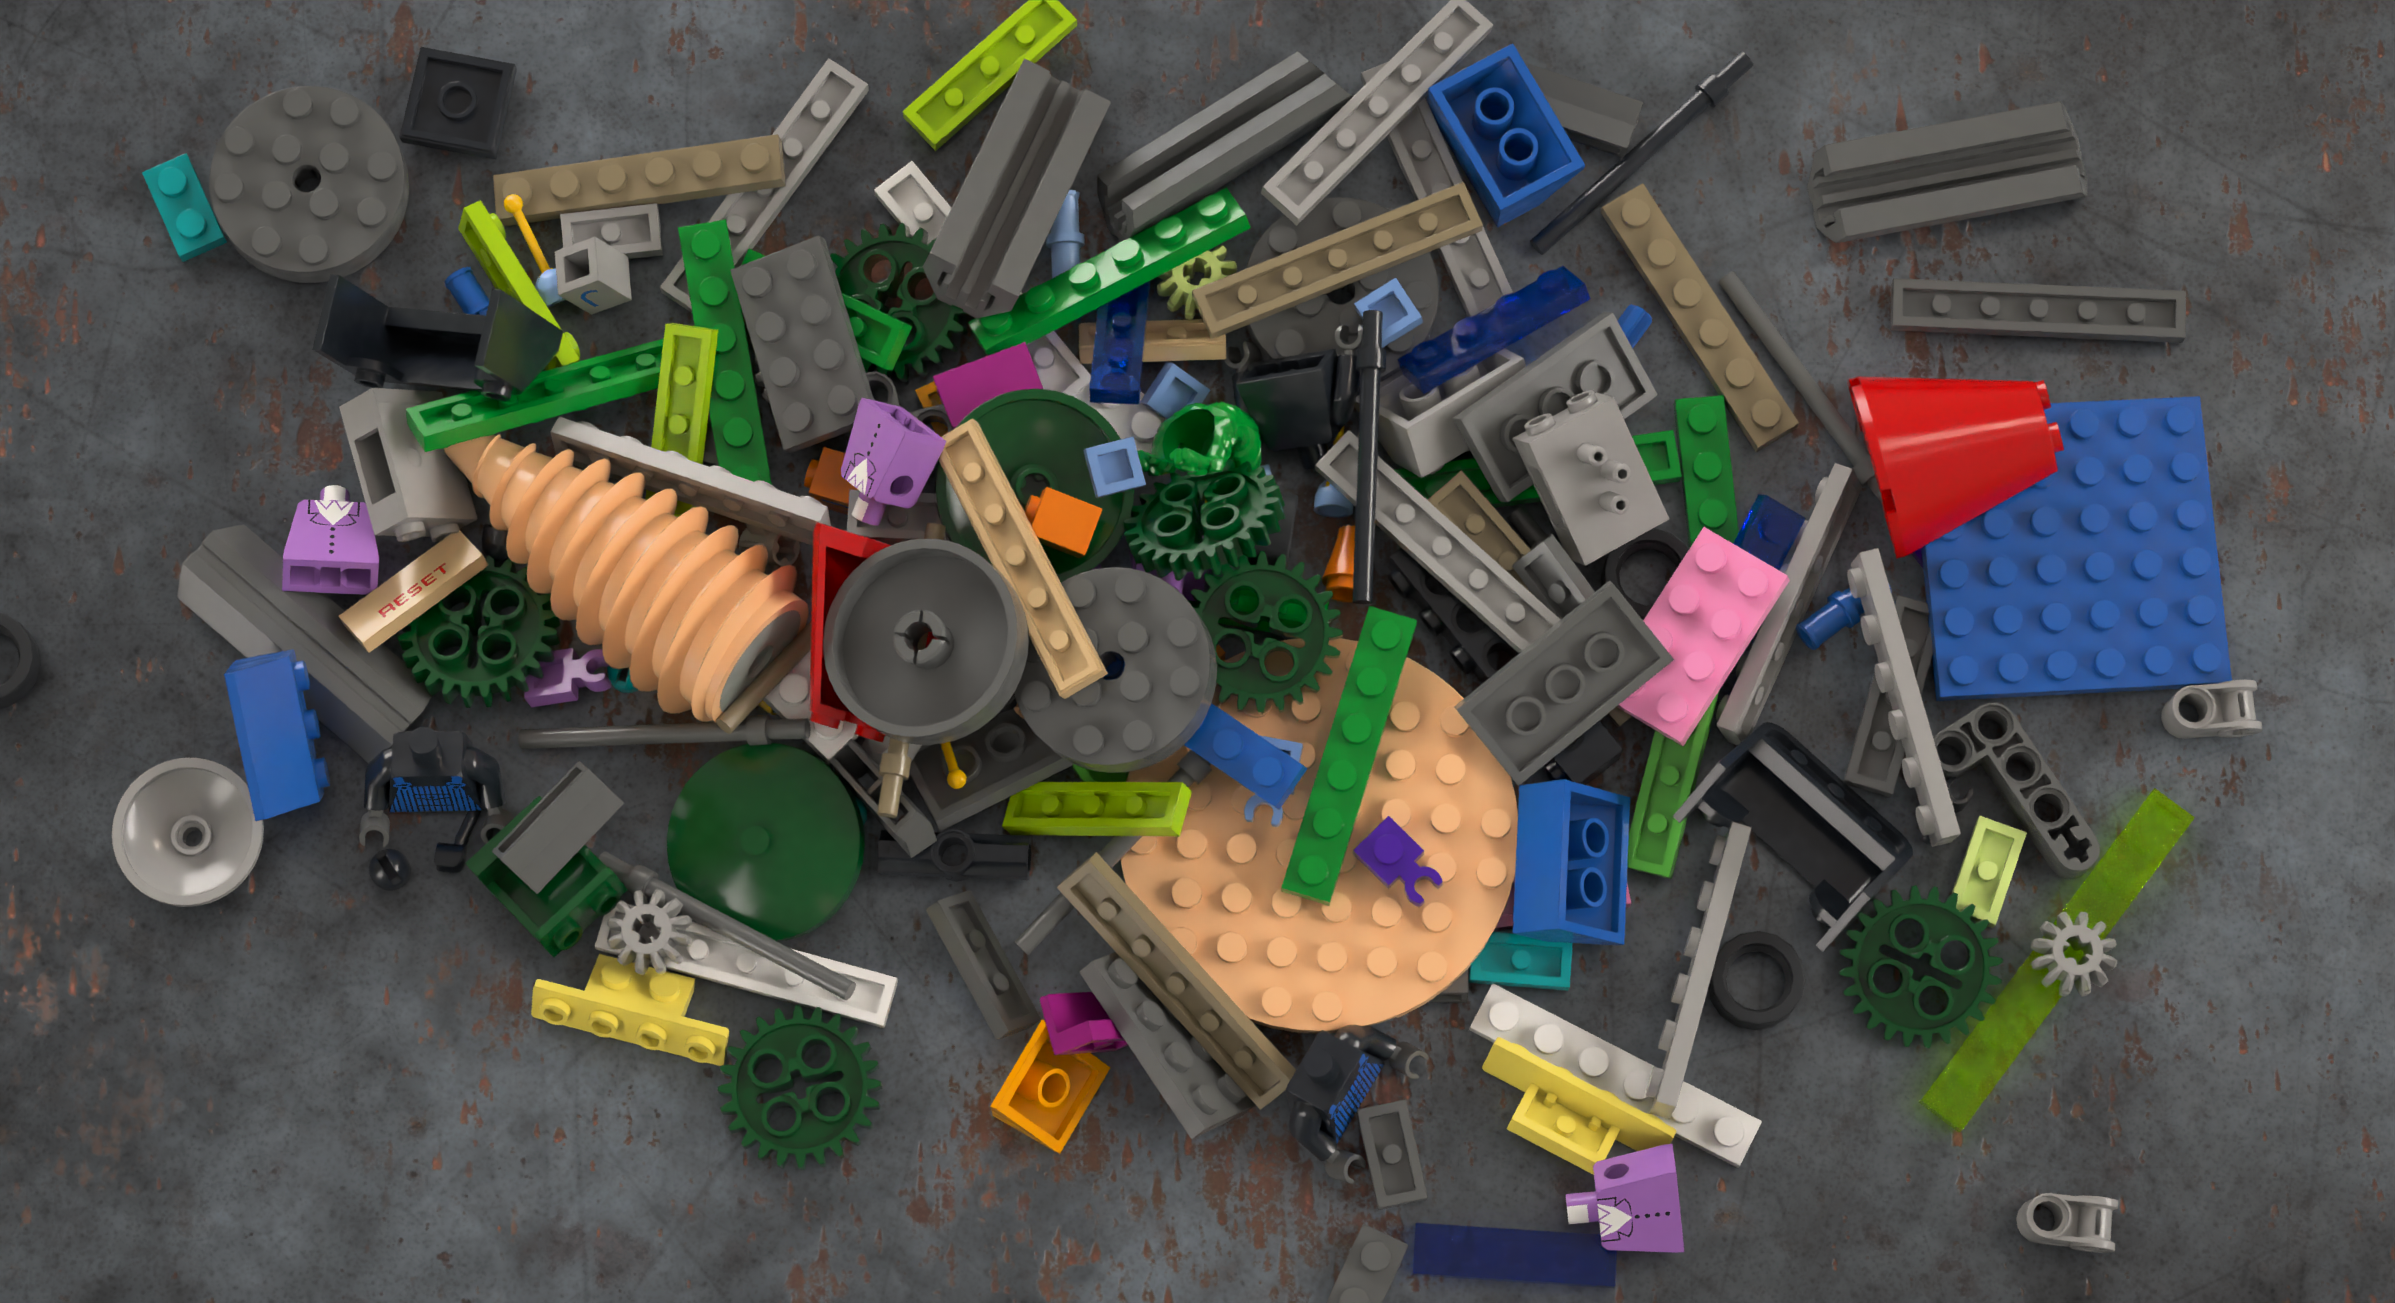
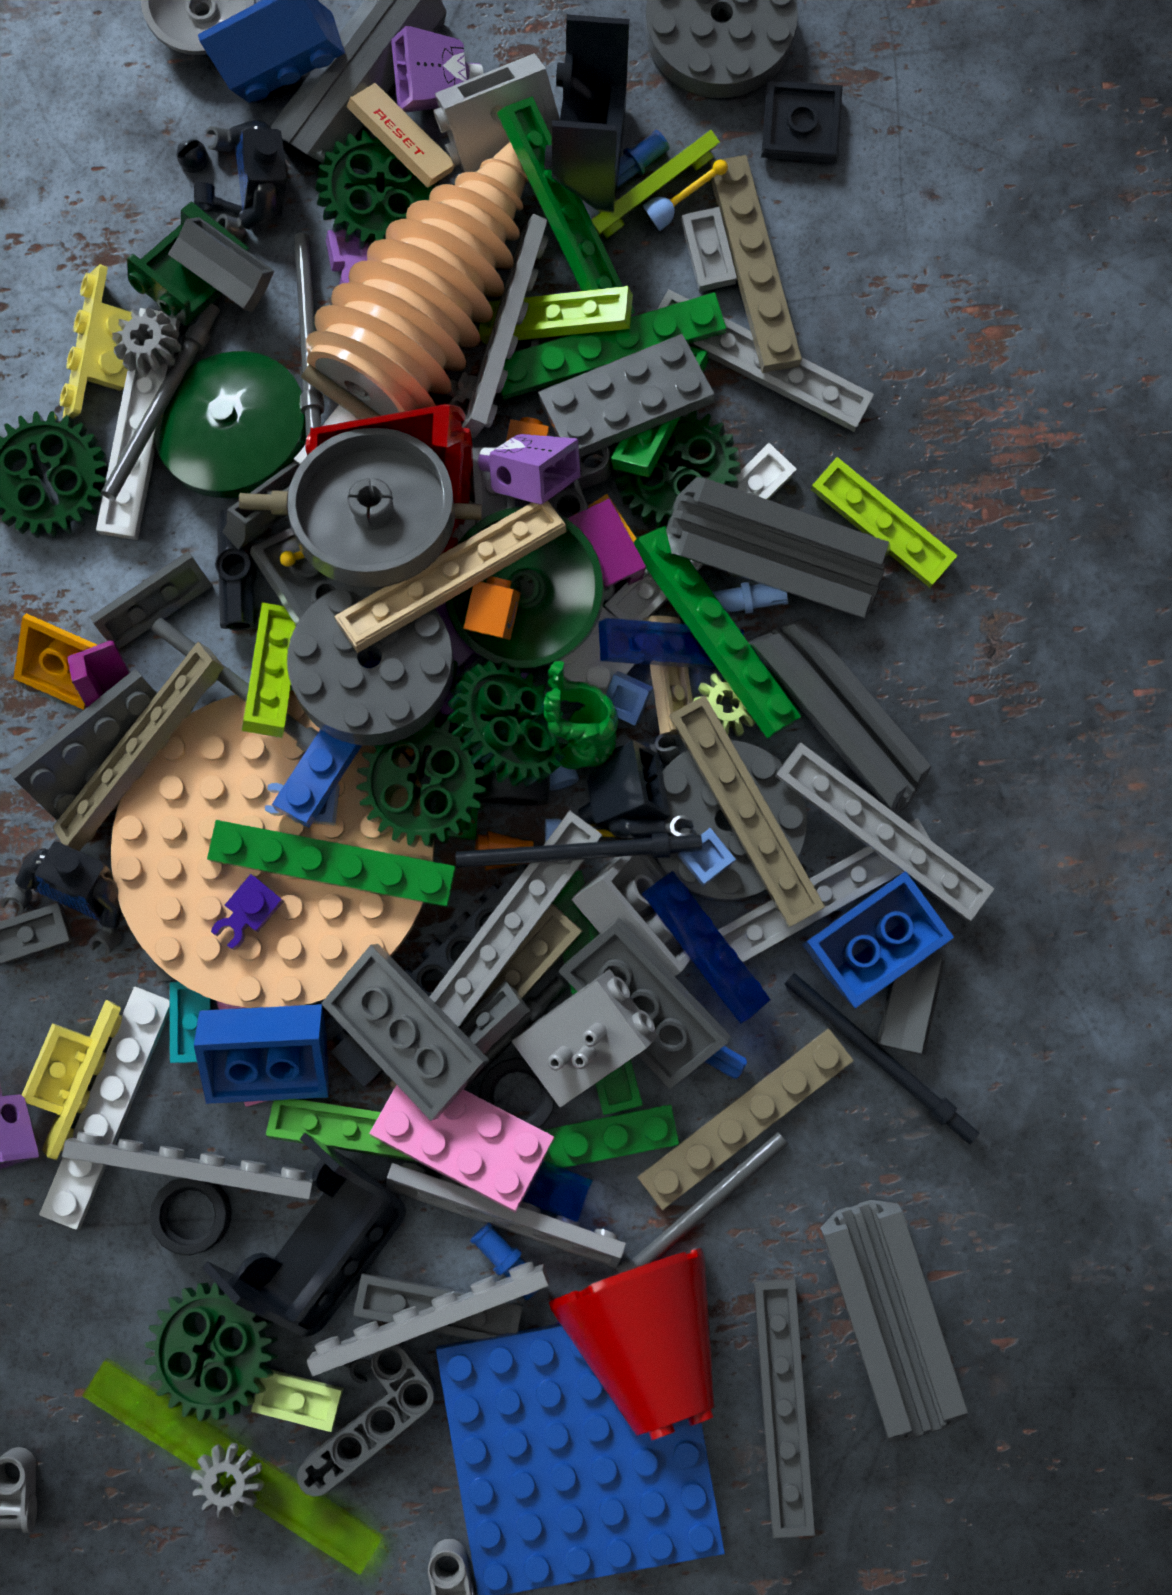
camera: 85 degrees right, 5 degrees up
(593, 275) = (669, 235): light grey brick -> none
(1114, 467) = (543, 646): medium blue plate -> none

